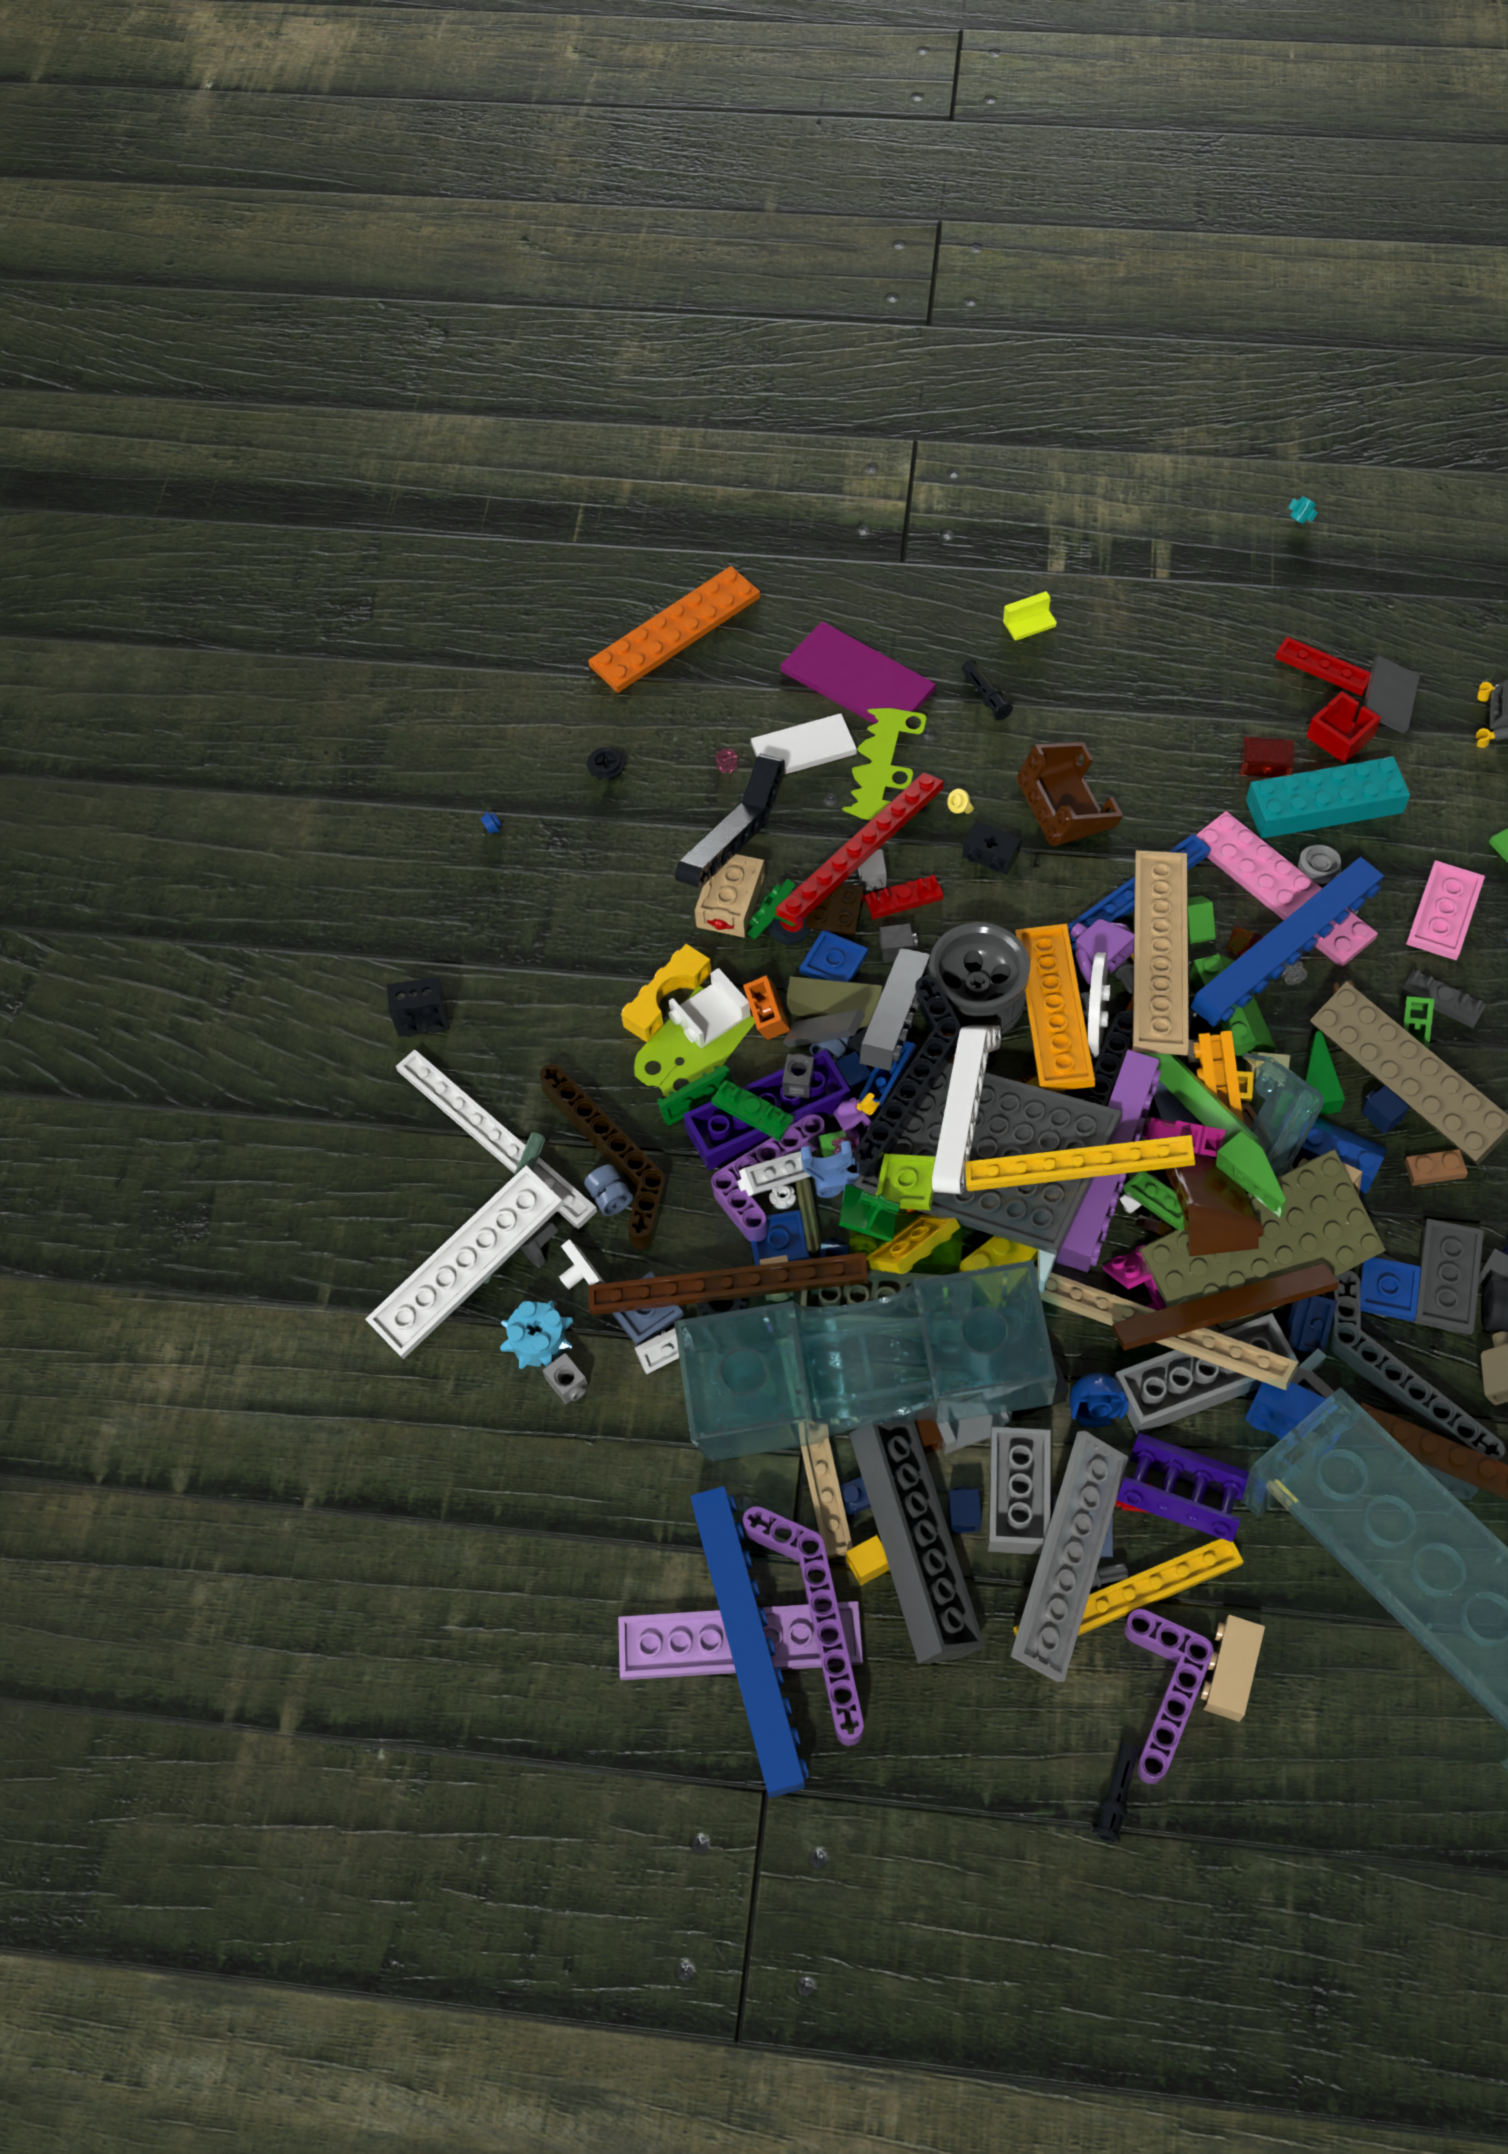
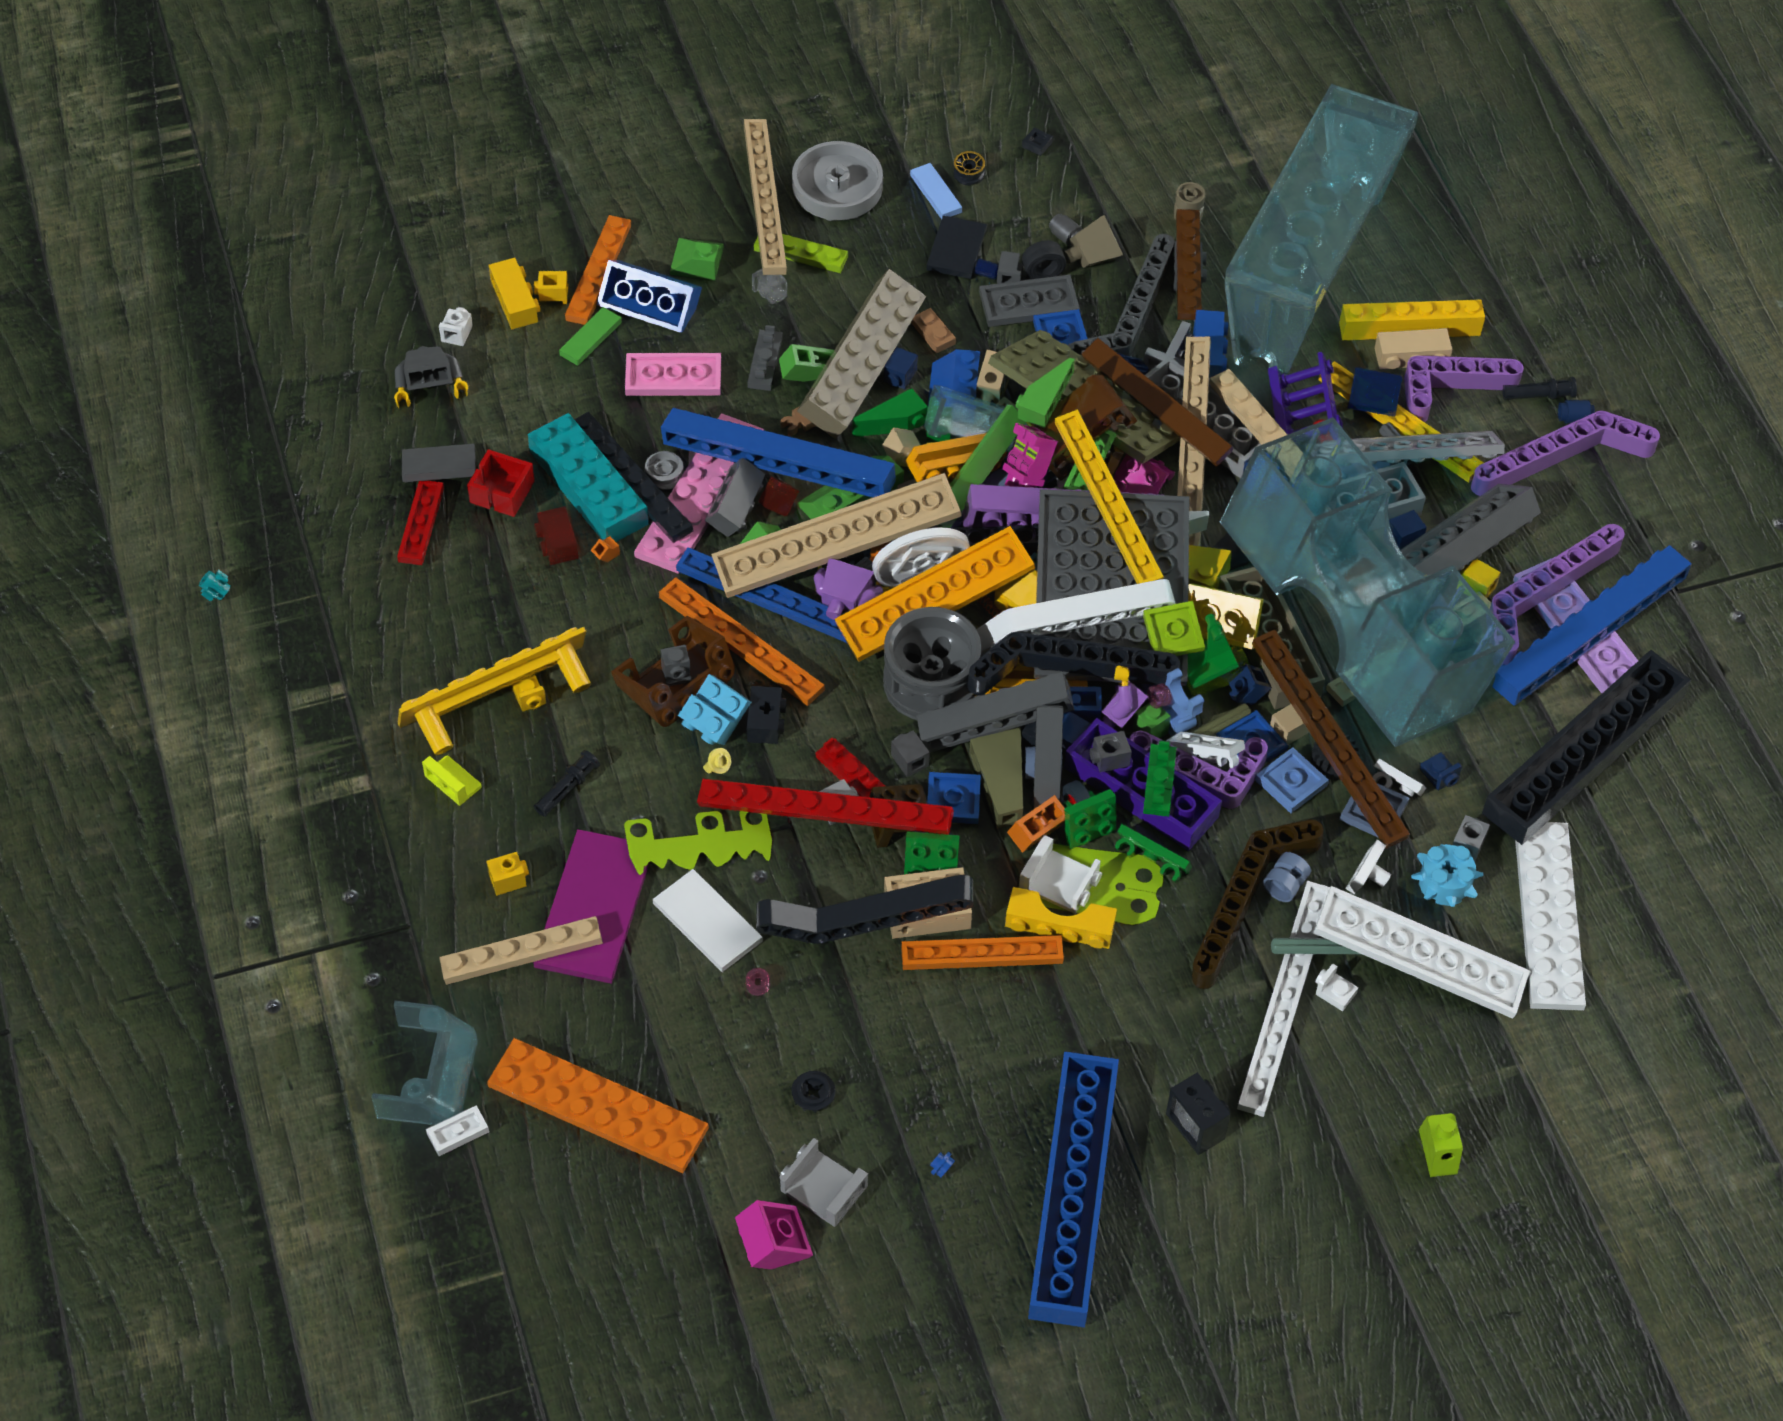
camera: 120 degrees left, 5 degrees down
(280, 1185) = (1441, 1137): none -> lime torso
(414, 897) = (1073, 1190): none -> blue brick
(453, 1415) = (1550, 920): none -> white plate
(480, 1183) = (1335, 988): none -> white bracket
(498, 696) = (773, 1235): none -> dark pink slope
(524, 744) = (822, 1184): none -> light grey panel
(597, 1539) = (1585, 747): none -> black brick
(656, 1396) = (1441, 771): none -> dark blue bracket
(660, 933) = (982, 952): none -> orange plate
(699, 538) = (457, 1130): none -> white plate
(713, 1246) = (1291, 780): none -> medium blue plate
(756, 542) = (449, 1072): none -> clear light blue windscreen
(759, 1047) = (1087, 814): none -> green plate
(835, 615) = (520, 950): none -> tan plate
(913, 625) = (507, 873): none -> yellow brick
(1008, 806) = (714, 710): none -> medium azure plate
(1018, 1783) = (1564, 443): none -> medium lavender beam
(1065, 1815) = (1574, 410): none -> dark blue brick
(1074, 794) = (675, 665): none -> dark grey brick
(1084, 859) = (743, 642): none -> orange plate
(1095, 692) = (529, 693): none -> yellow bracket
(1124, 711) = (482, 682): none -> yellow piece
(1160, 1409) = (1246, 407): none -> tan plate
(1175, 1579) = (1375, 391): none -> clear blue tile
(1236, 791) = (606, 549): none -> orange piece
(1253, 901) = (735, 497): none -> dark grey brick
(1279, 1690) = (1368, 319): none -> yellow brick
(1317, 831) = (659, 507): none -> black plate

